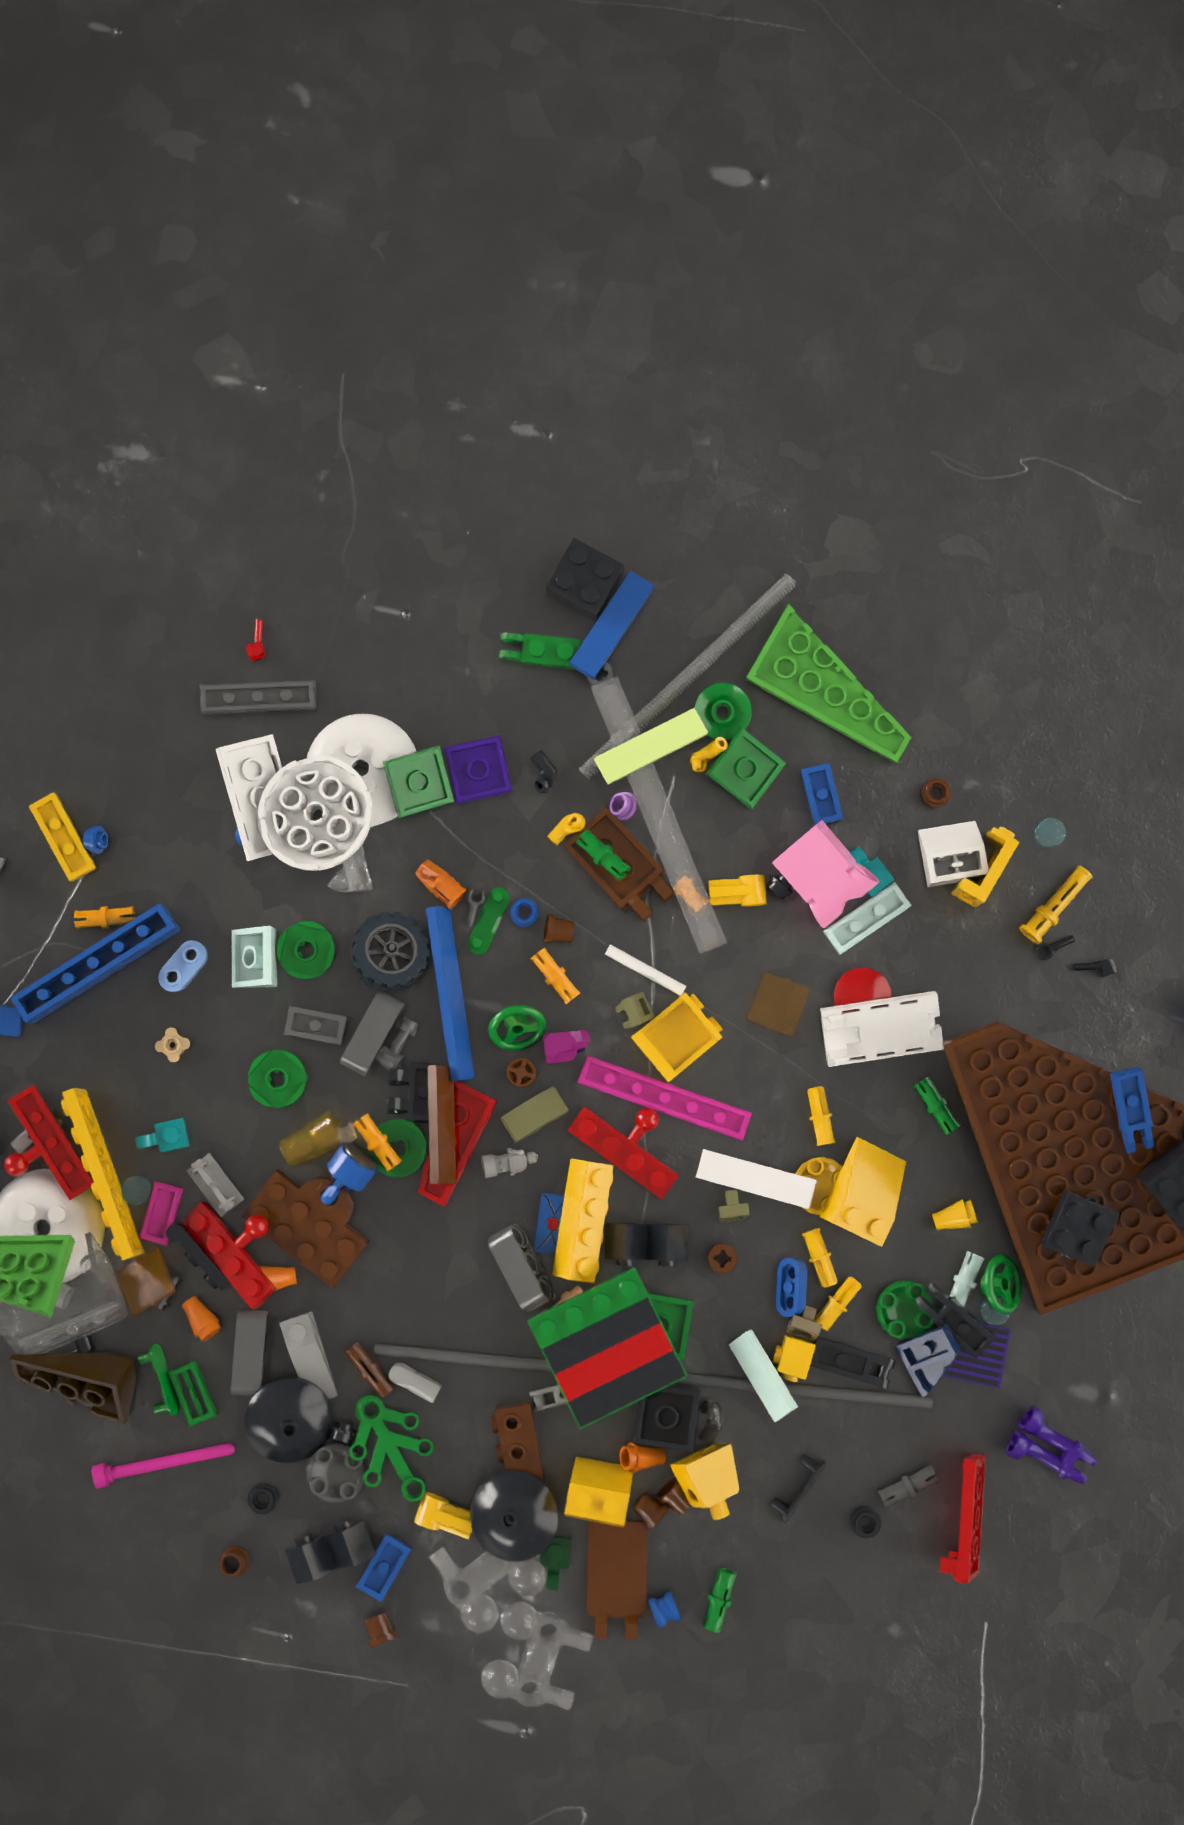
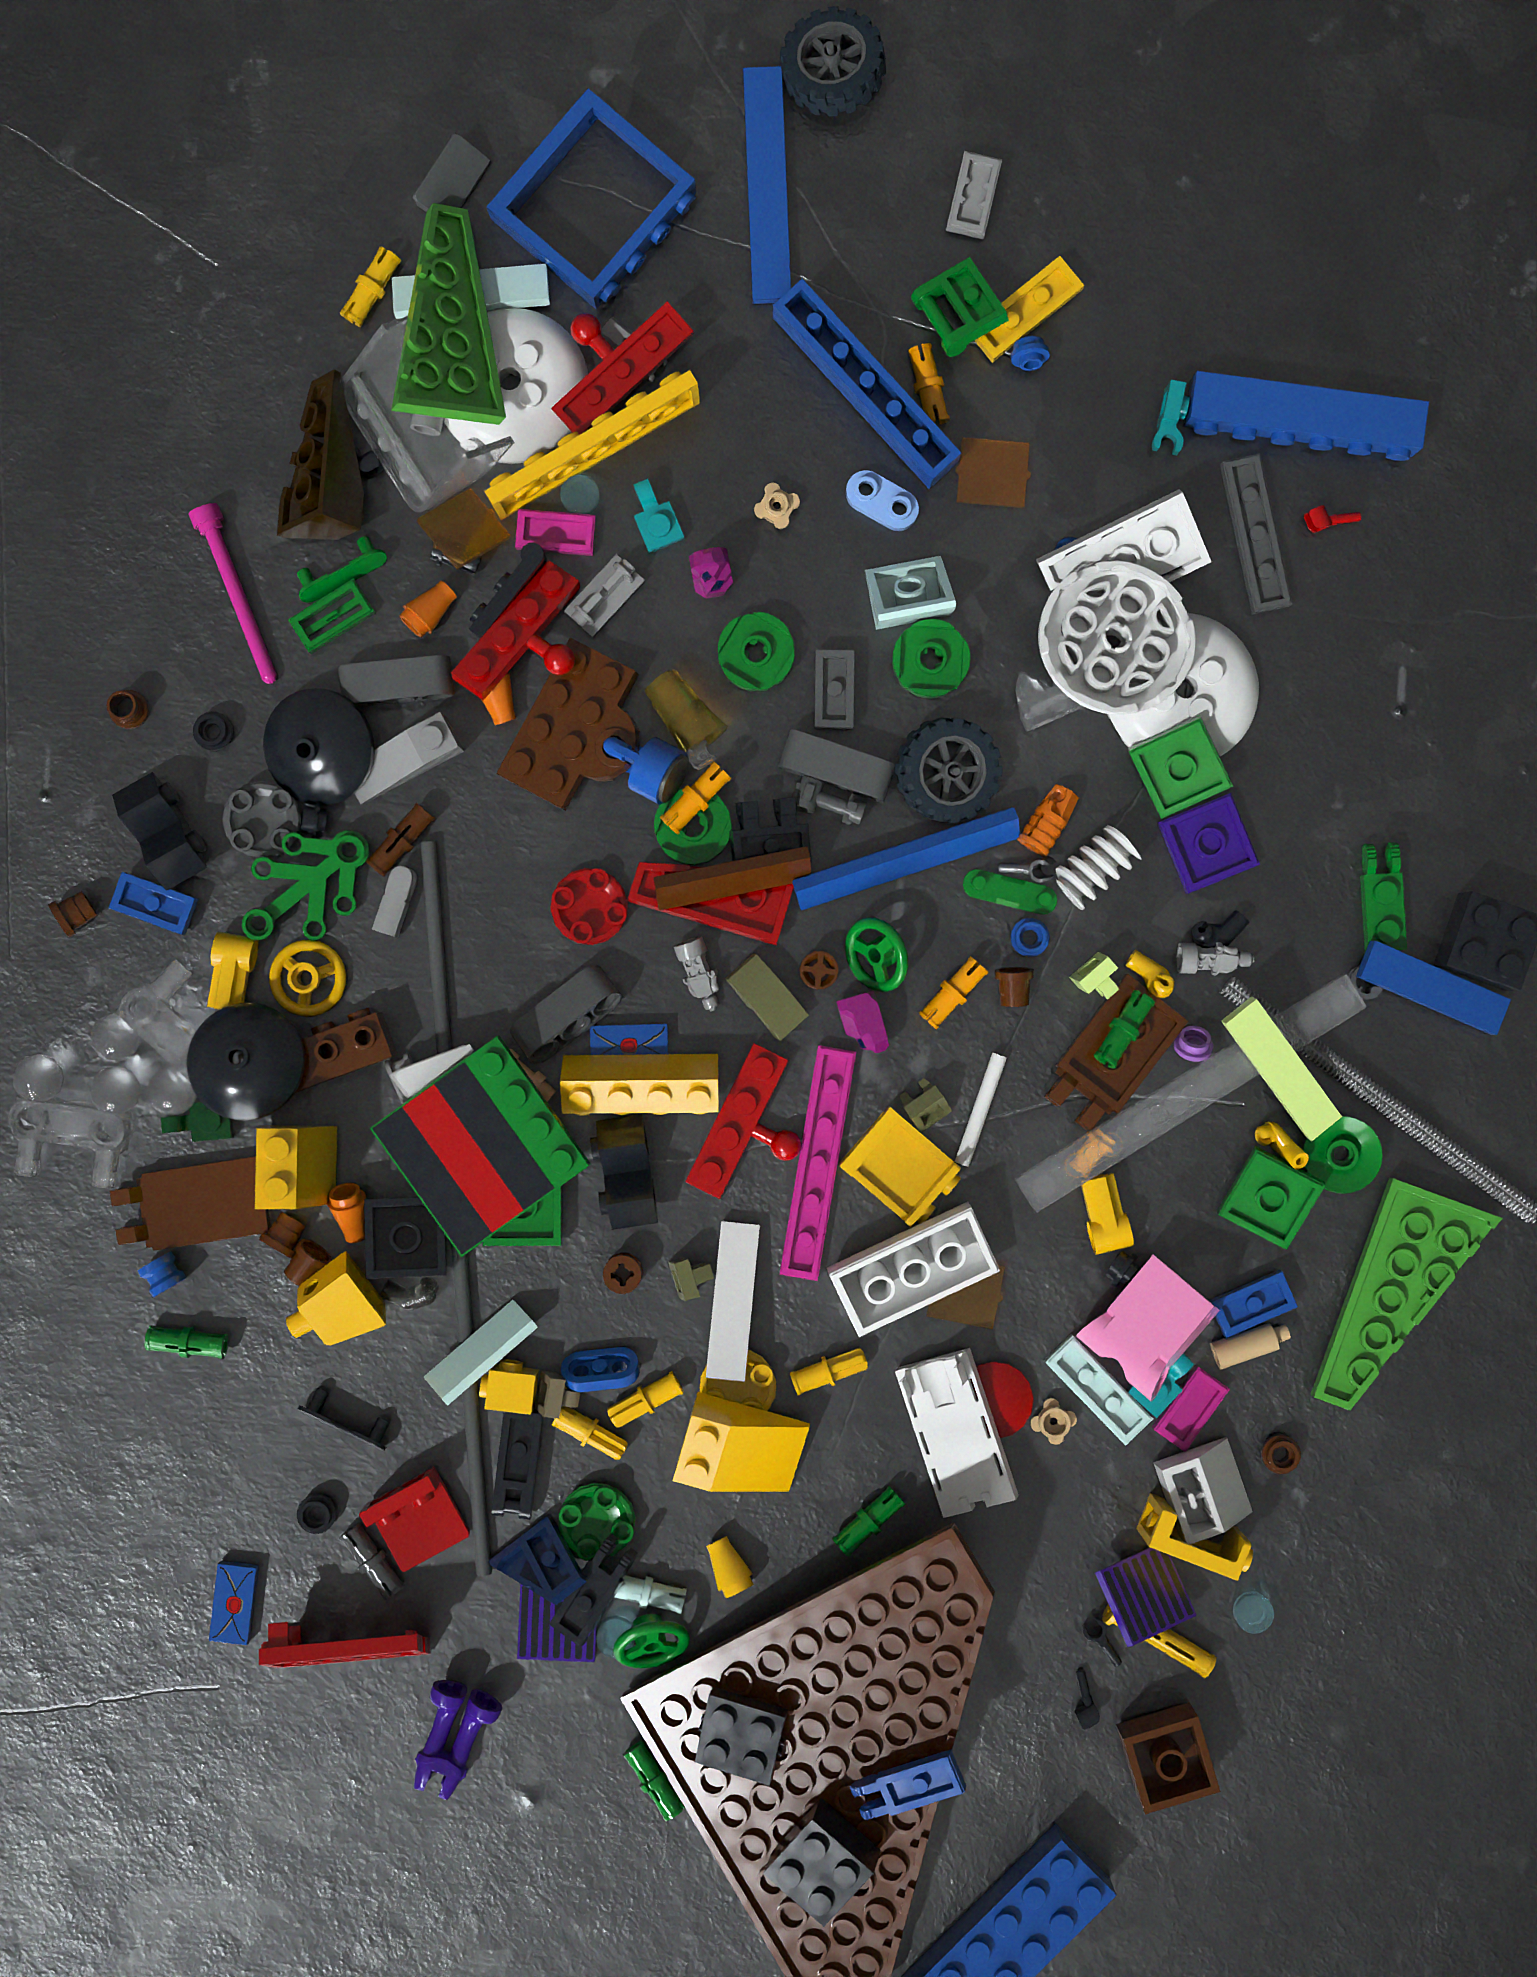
camera: 75 degrees right, 5 degrees up
(47, 877) = (971, 300): none -> green plate
(155, 742) = (1173, 408): none -> teal plate
(177, 881) = (993, 472): none -> clear orange piece
(178, 647) = (1306, 415): none -> blue brick
(212, 1102) = (711, 572): none -> magenta rock
(444, 1236) = (589, 906): none -> red dish
(479, 855) = (1095, 865): none -> white piece
(482, 1466) = (295, 969): none -> yellow piece
(547, 1386) = (421, 1074): none -> white slope
(560, 869) = (1095, 975): none -> yellowish green tile
(564, 777) = (1218, 959): none -> light grey piece
(754, 1040) = (913, 1269): none -> white brick
(851, 802) = (1248, 1344): none -> tan cylinder
(882, 1446) = (416, 1519): none -> red bracket
(885, 963) = (1054, 1432): none -> tan plate
(892, 853) = (1191, 1408): none -> dark pink tile
(923, 1598) = (233, 1602): none -> blue tile
(1022, 909) = (1145, 1595): none -> tile
(1106, 1300) = (654, 1780): none -> green pin
(1146, 913) = (1168, 1758): none -> reddish brown brick

